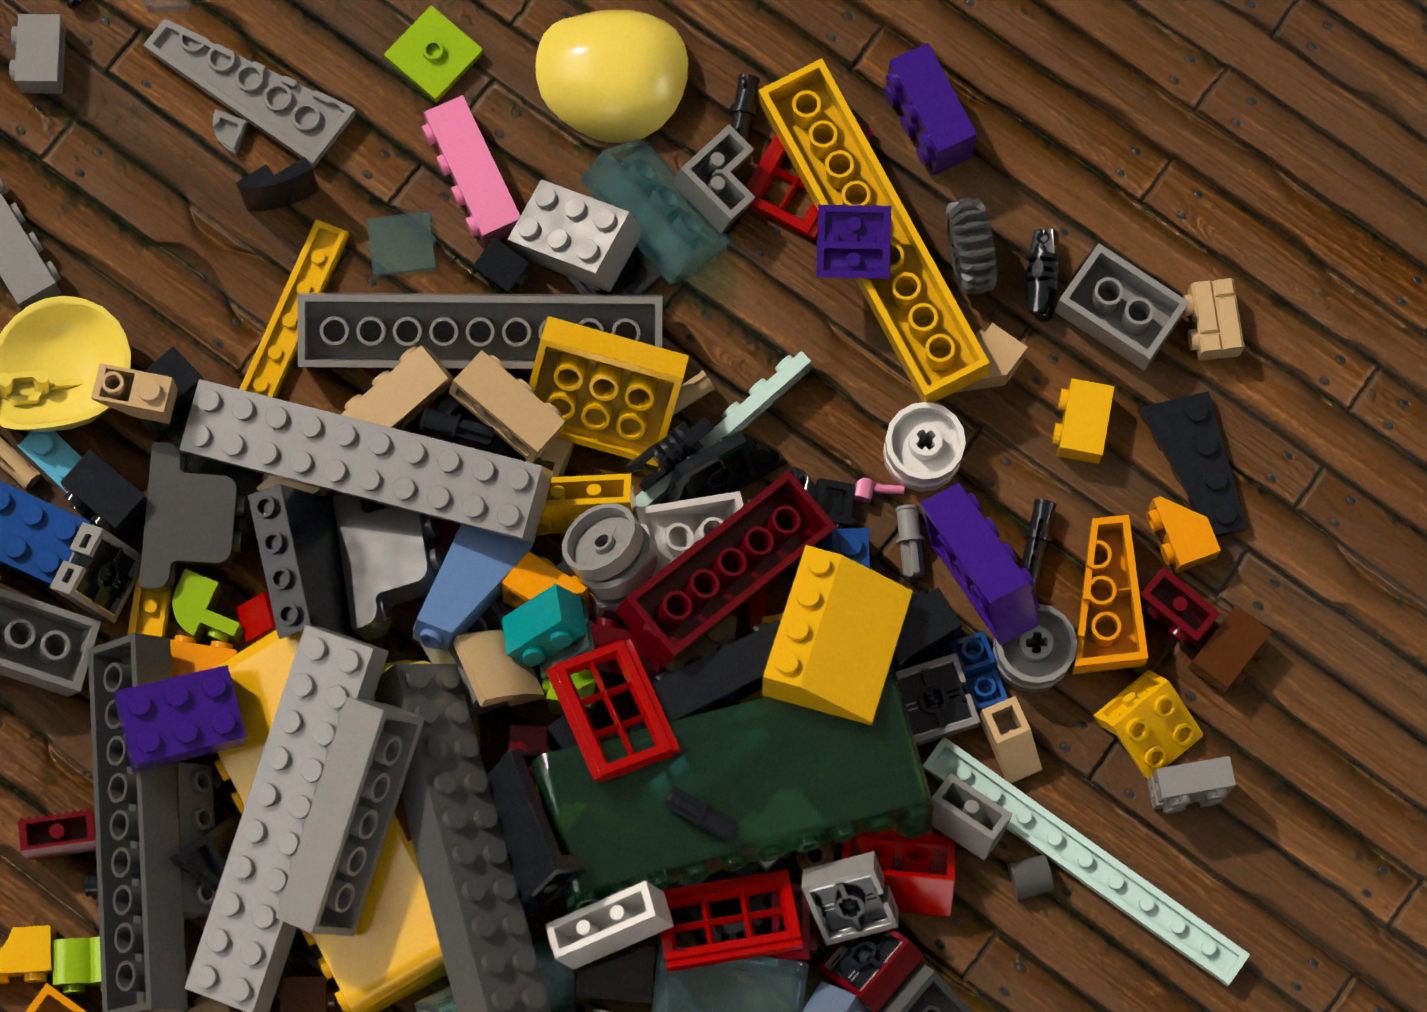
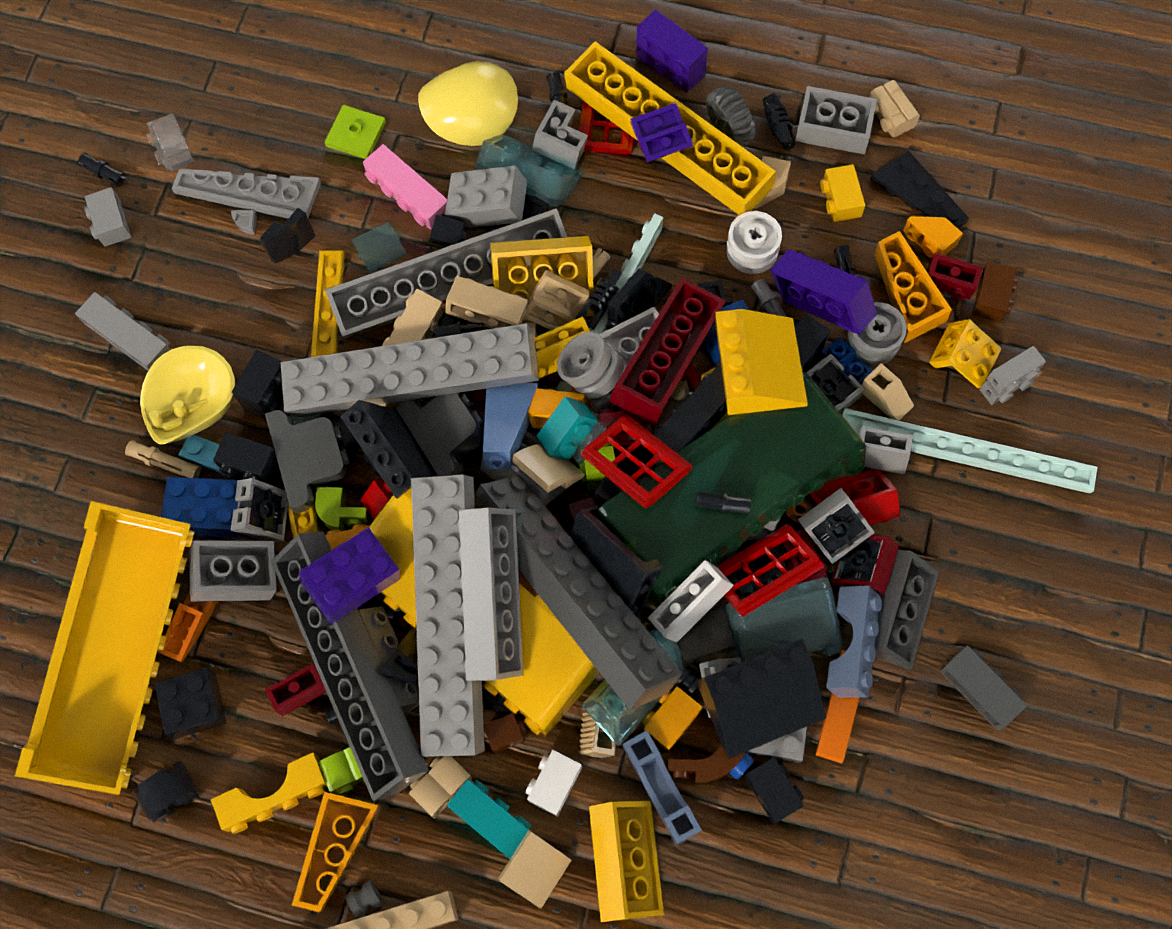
camera: 15 degrees left, 5 degrees down
(135, 392) = (242, 383): tan slope -> none
(607, 433) = (555, 301): none -> tan slope
(865, 487) = (729, 280): bright pink hand -> none
(1031, 877) = (938, 473): dark grey brick -> none

